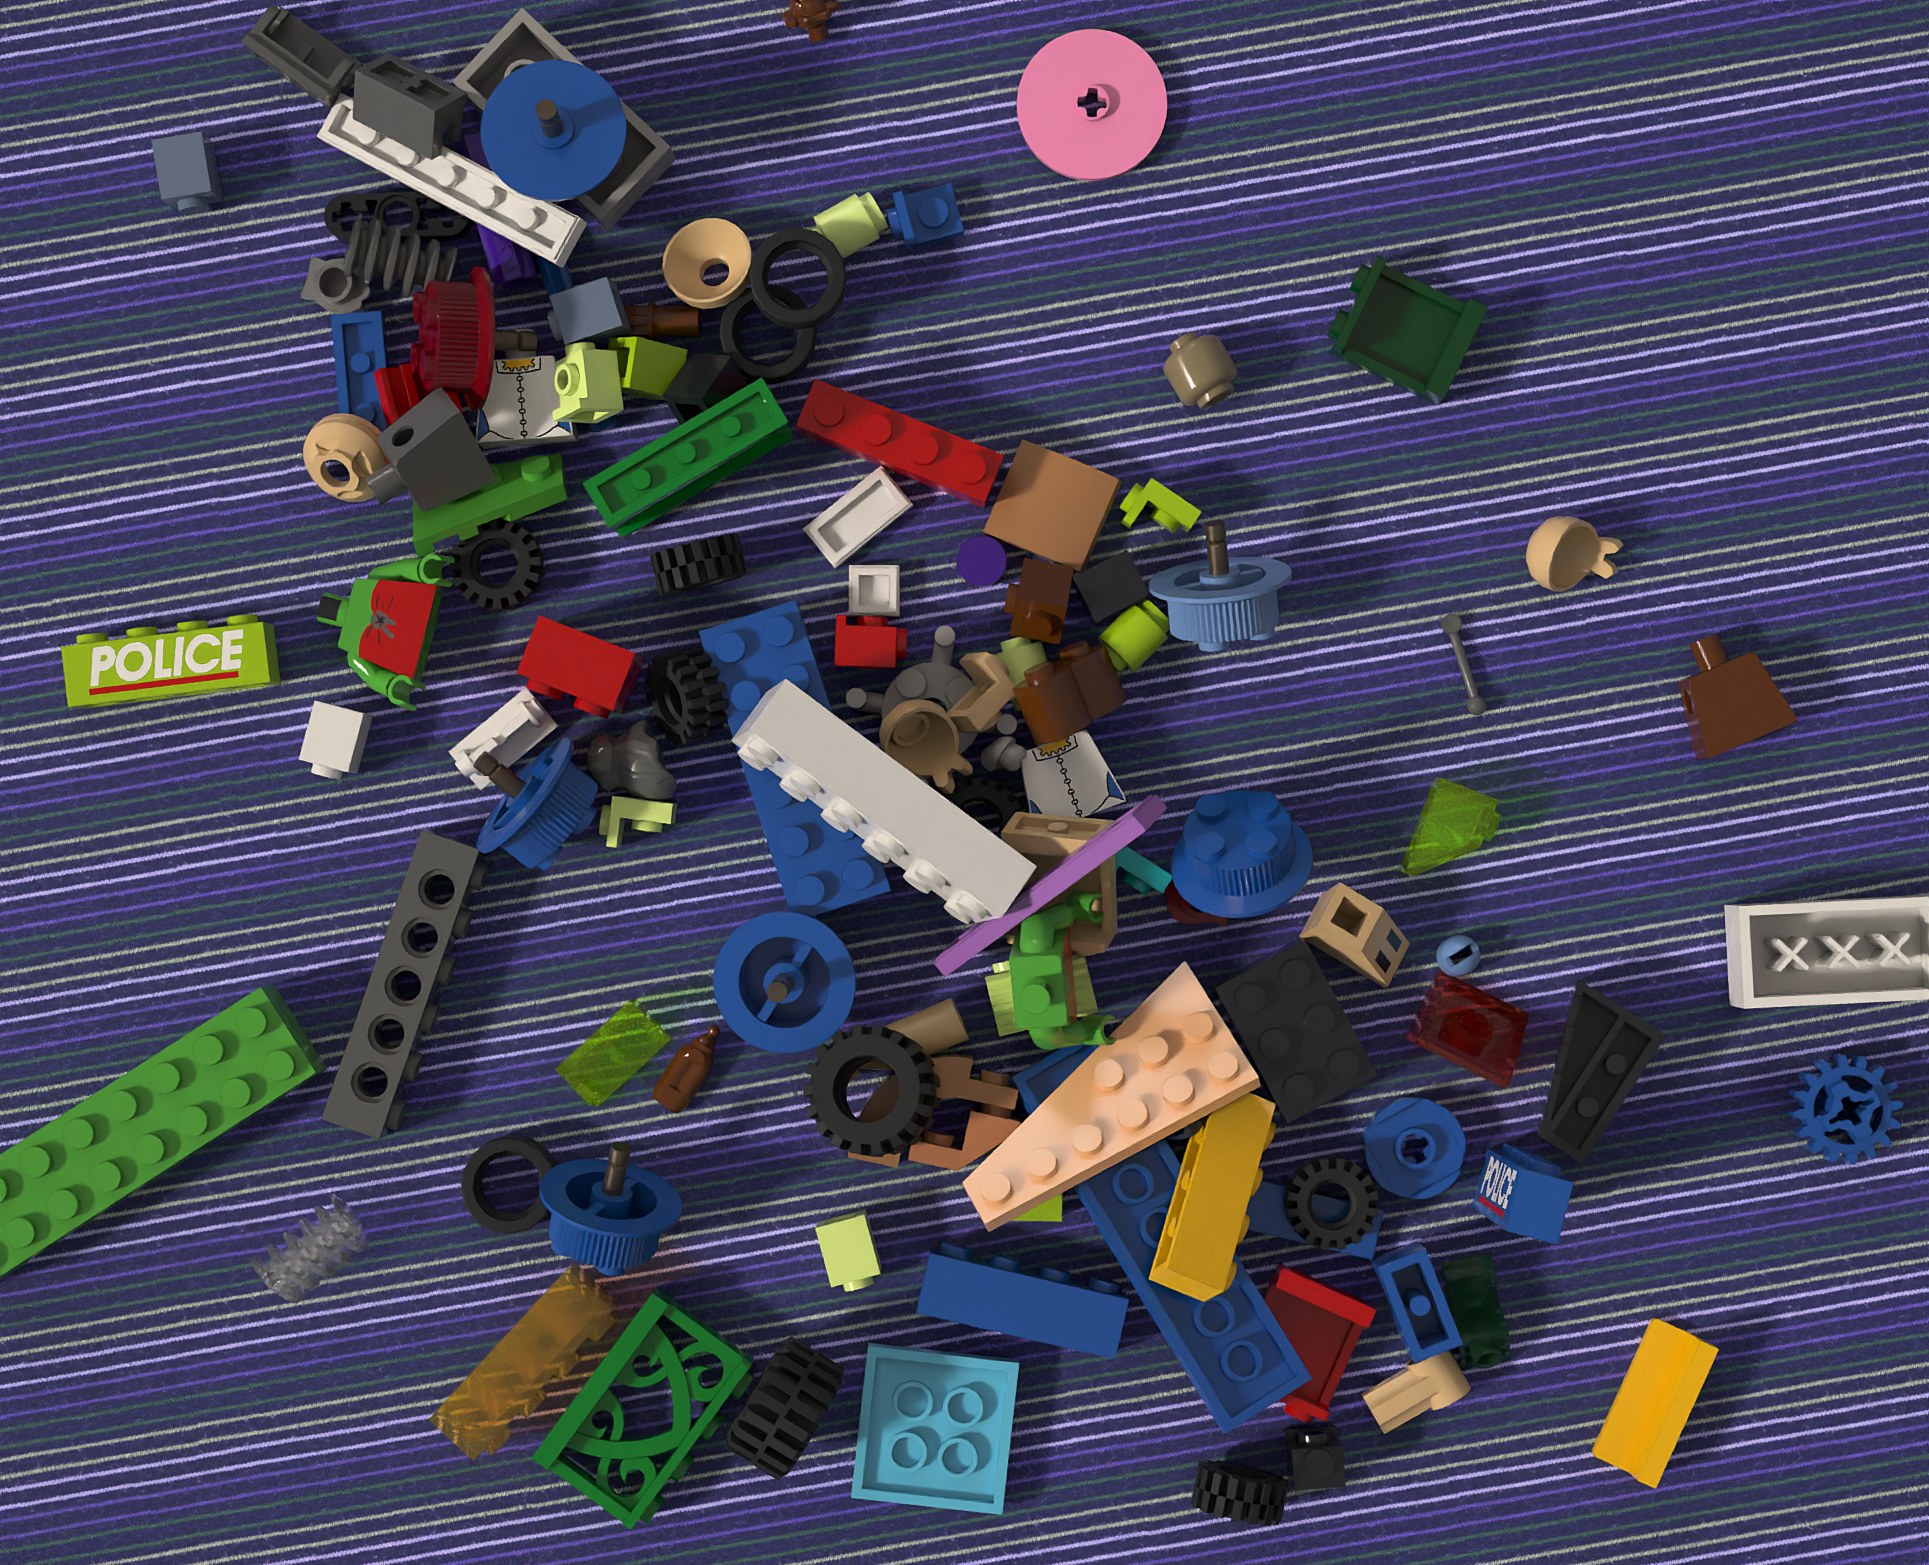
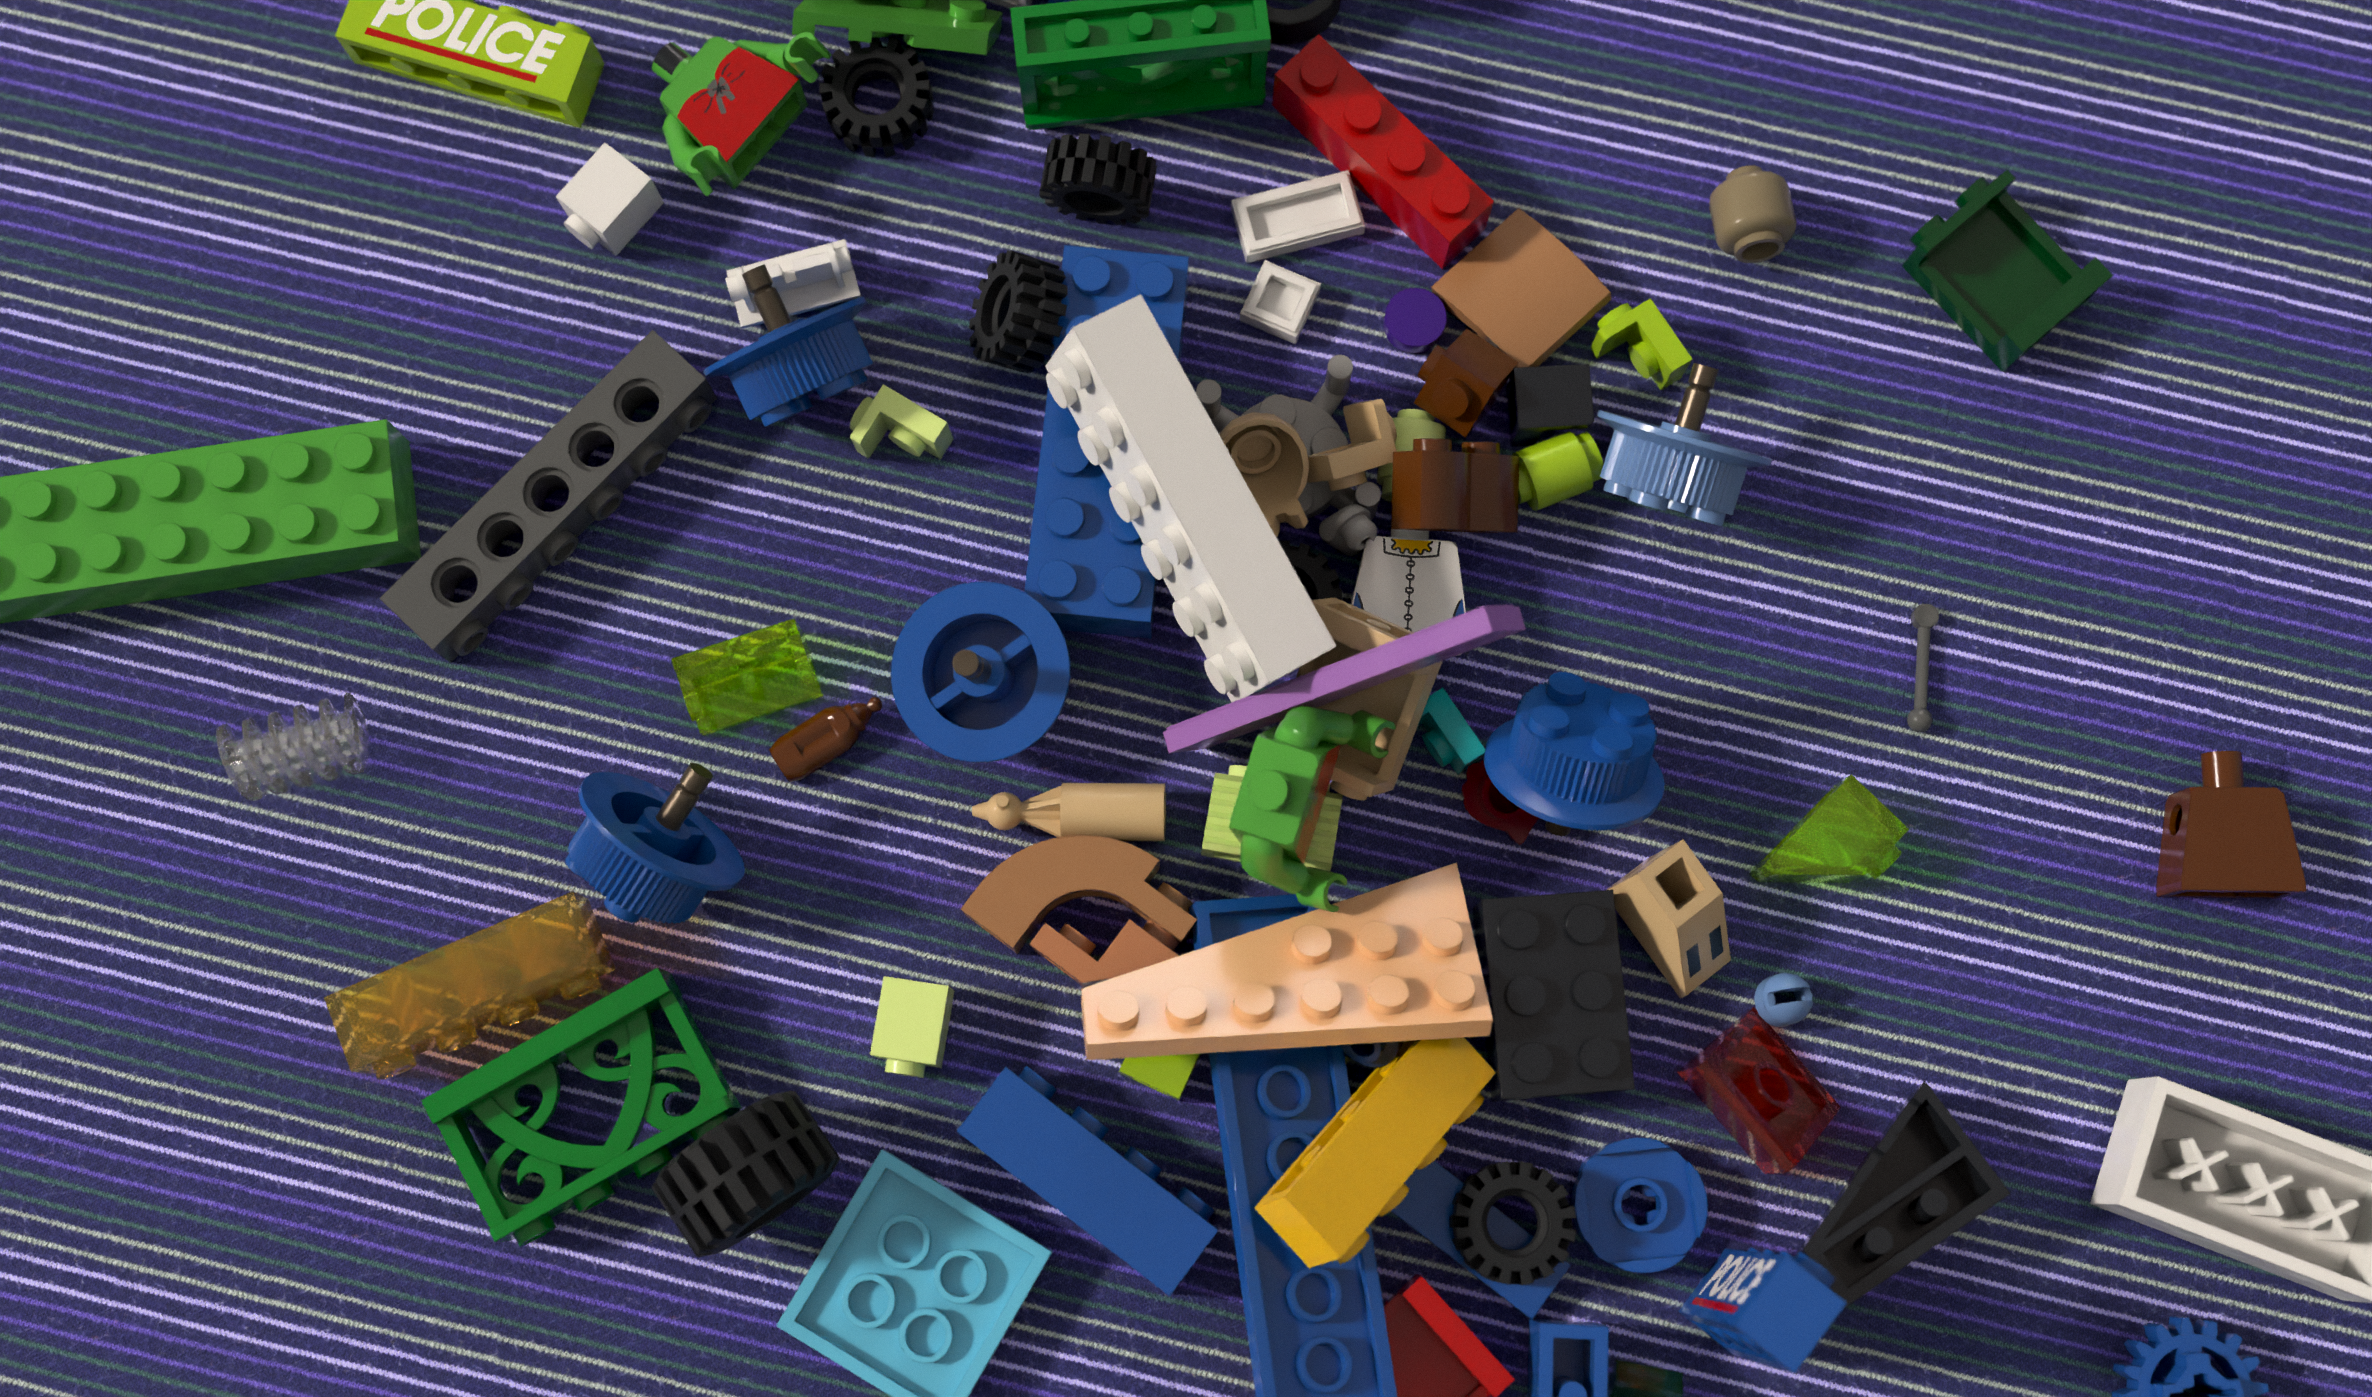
camera: 25 degrees right, 10 degrees down
(472, 1180) = (518, 748): black tyre -> none
(581, 665) = (914, 230): red brick -> none
(631, 763) = (921, 363): dark grey hair -> none
(830, 1082) = (1013, 787): black tyre -> none
(868, 644) = (1247, 351): red brick -> none
(1566, 551) = (2099, 587): tan piece -> none

